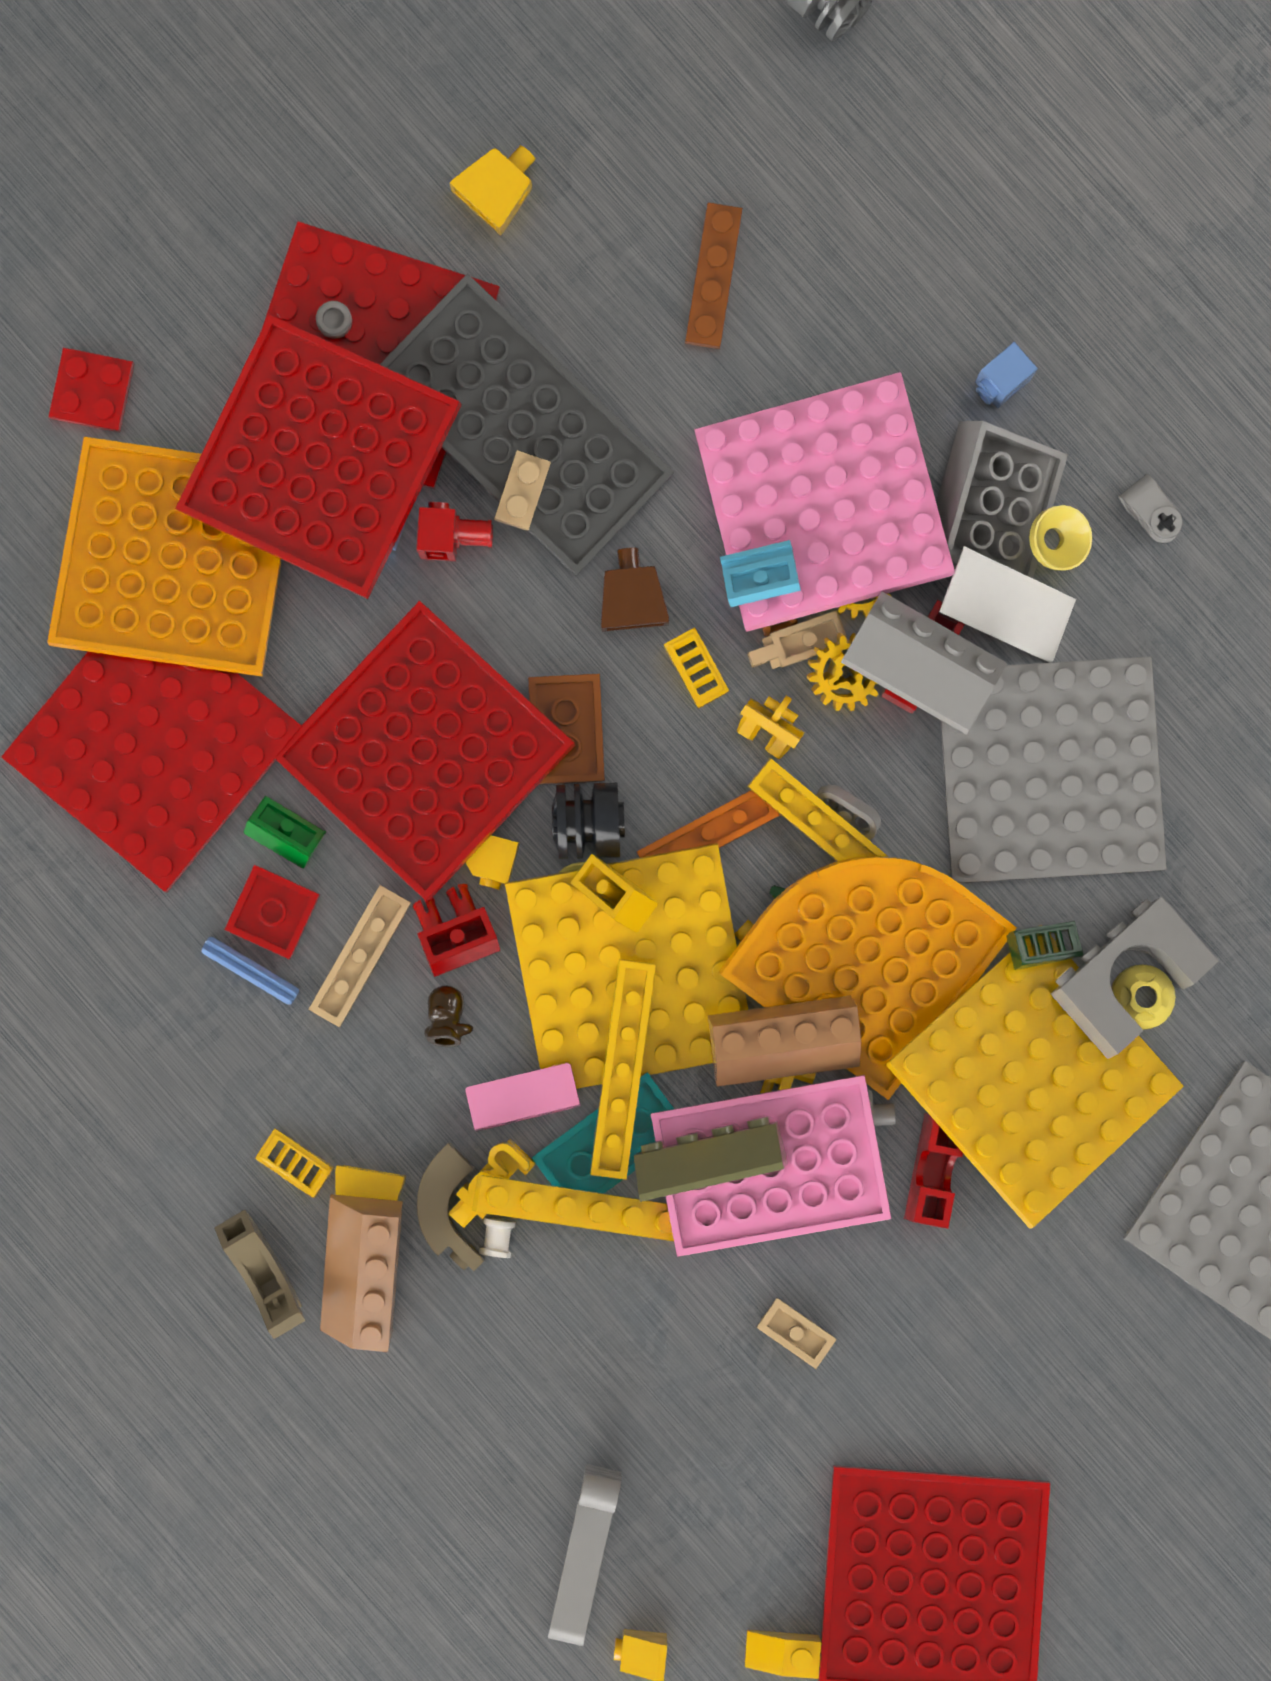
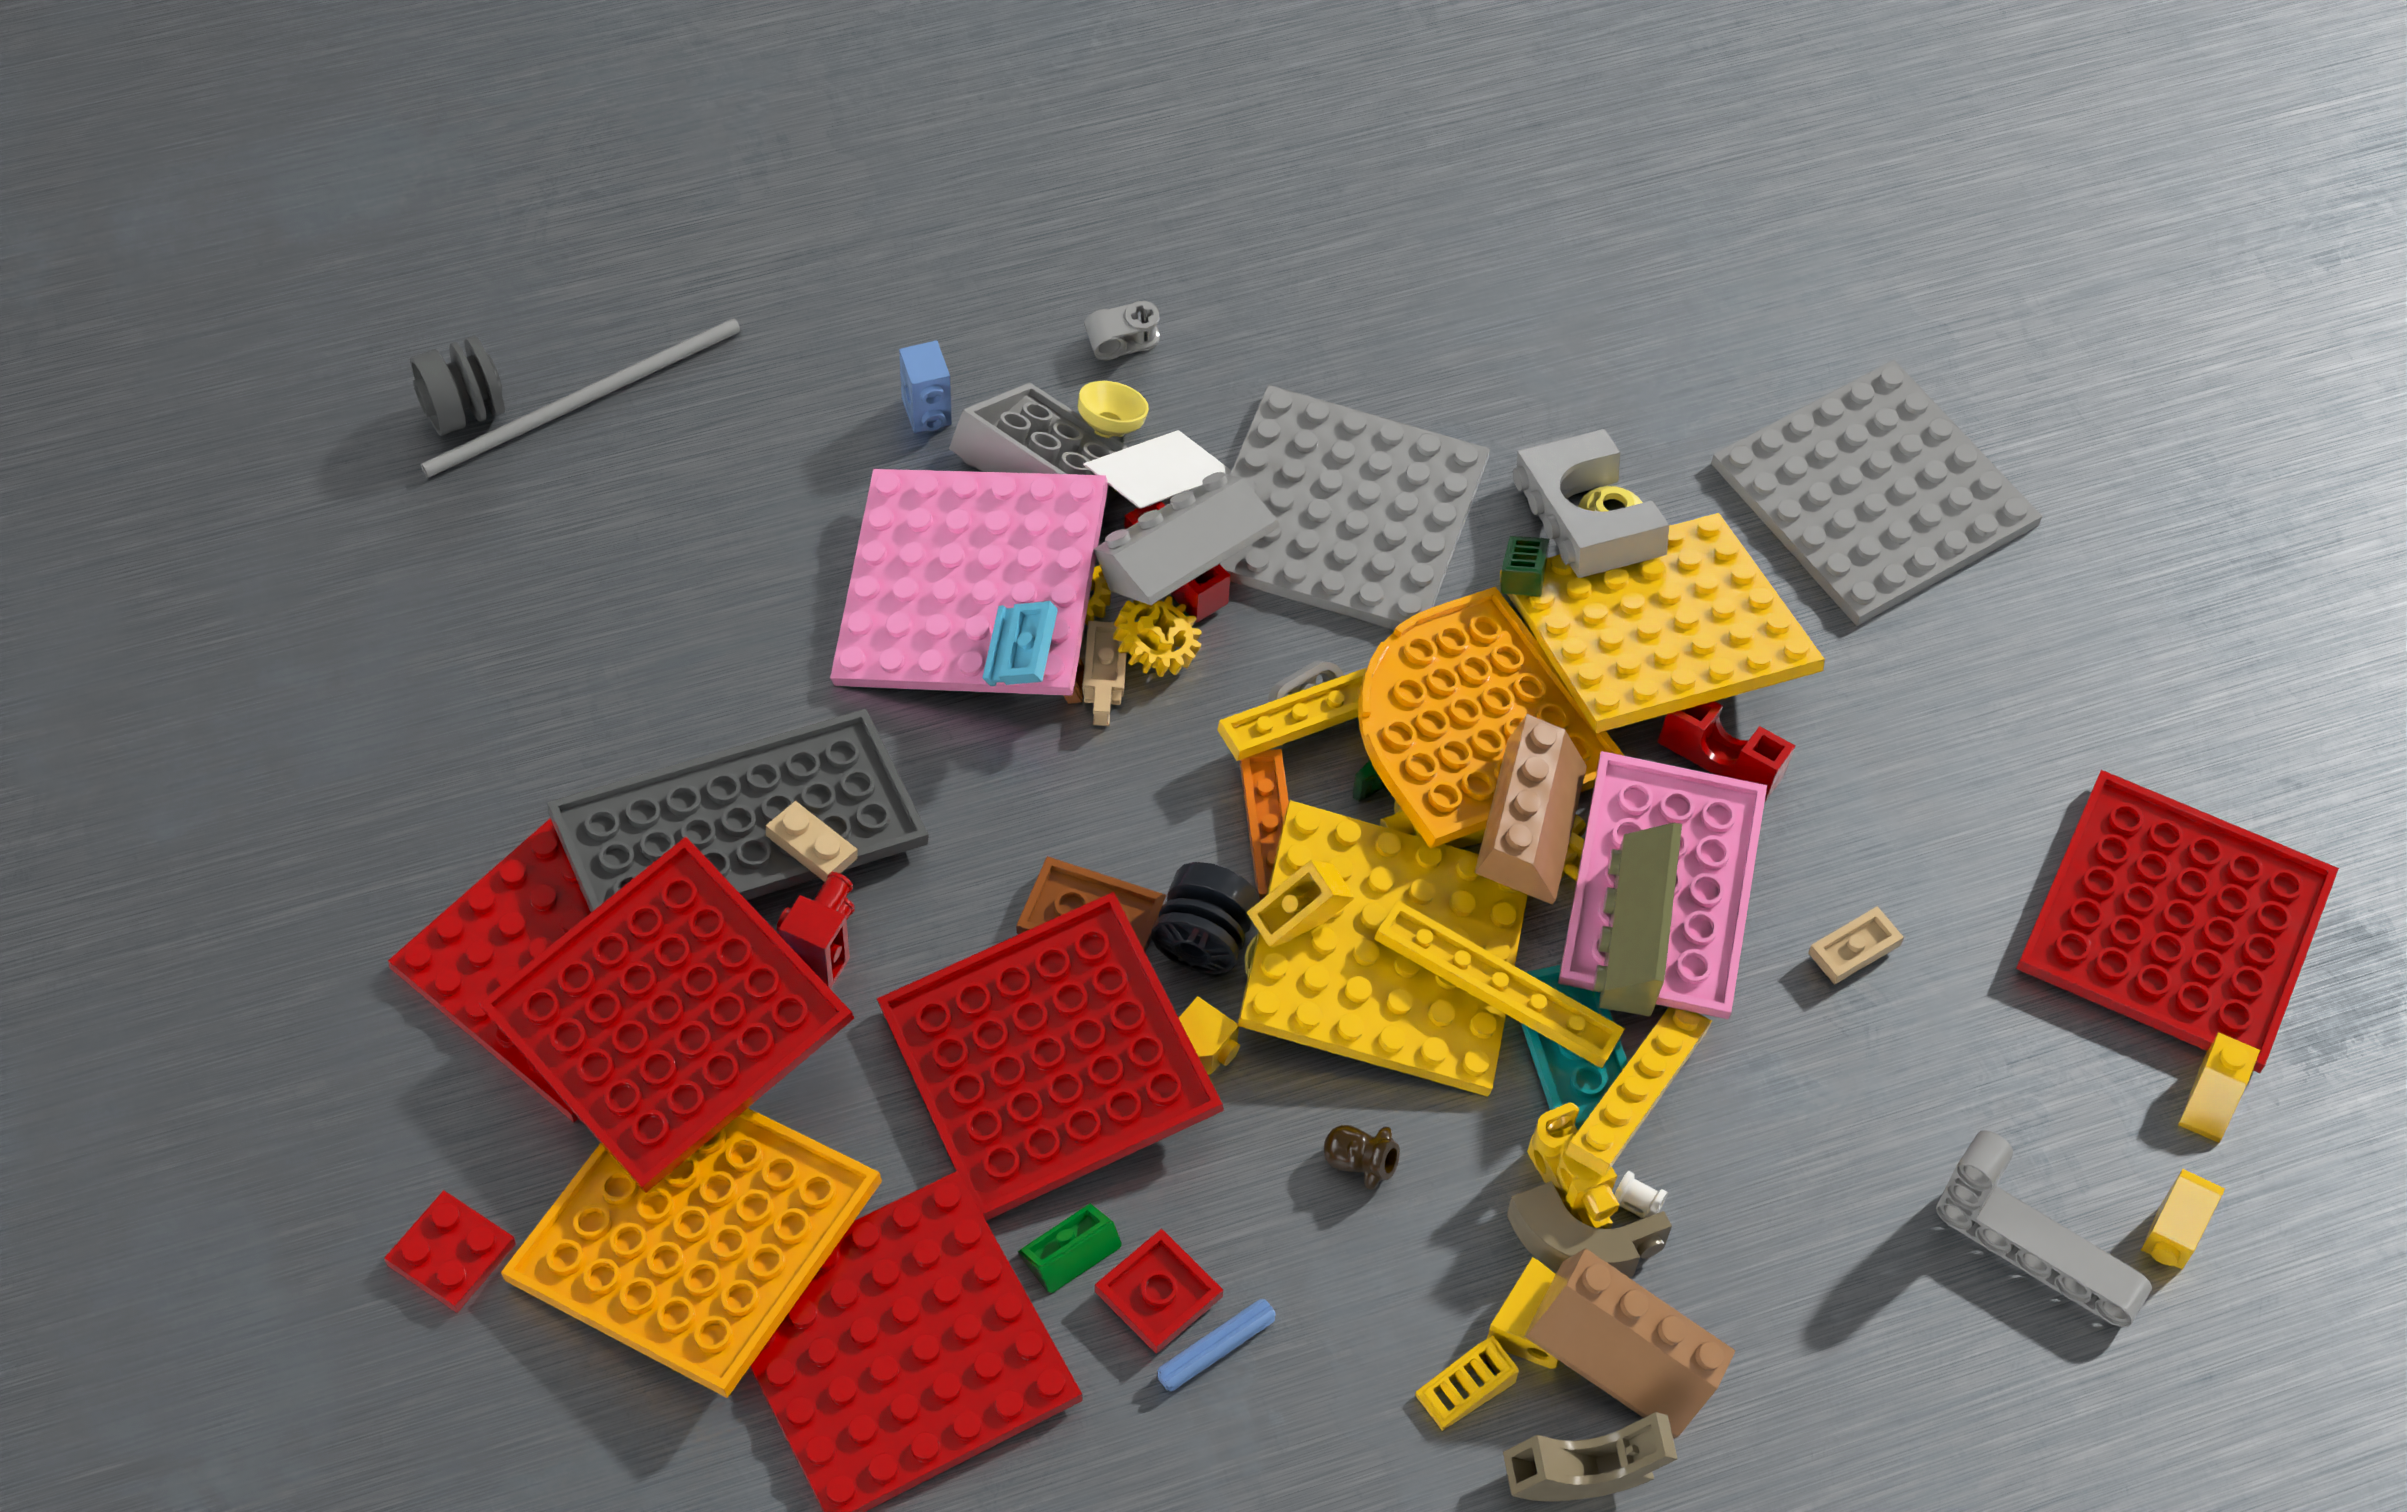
camera: 70 degrees left, 30 degrees down
(334, 319) = (515, 954): light grey tile -> none
(359, 956) = (1252, 1218): tan plate -> none
(459, 939) = (1280, 1099): red brick -> none
(495, 186) = (469, 758): yellow torso -> none
(522, 1097) = (1487, 1106): bright pink panel -> none
(632, 595) = (978, 796): reddish brown torso -> none
(683, 640) = (1071, 785): yellow slope -> none
(713, 275) = (679, 606): dark orange plate -> none
(758, 716) = (1166, 733): yellow hips -> none
(886, 94) = (580, 398): none -> light grey piece

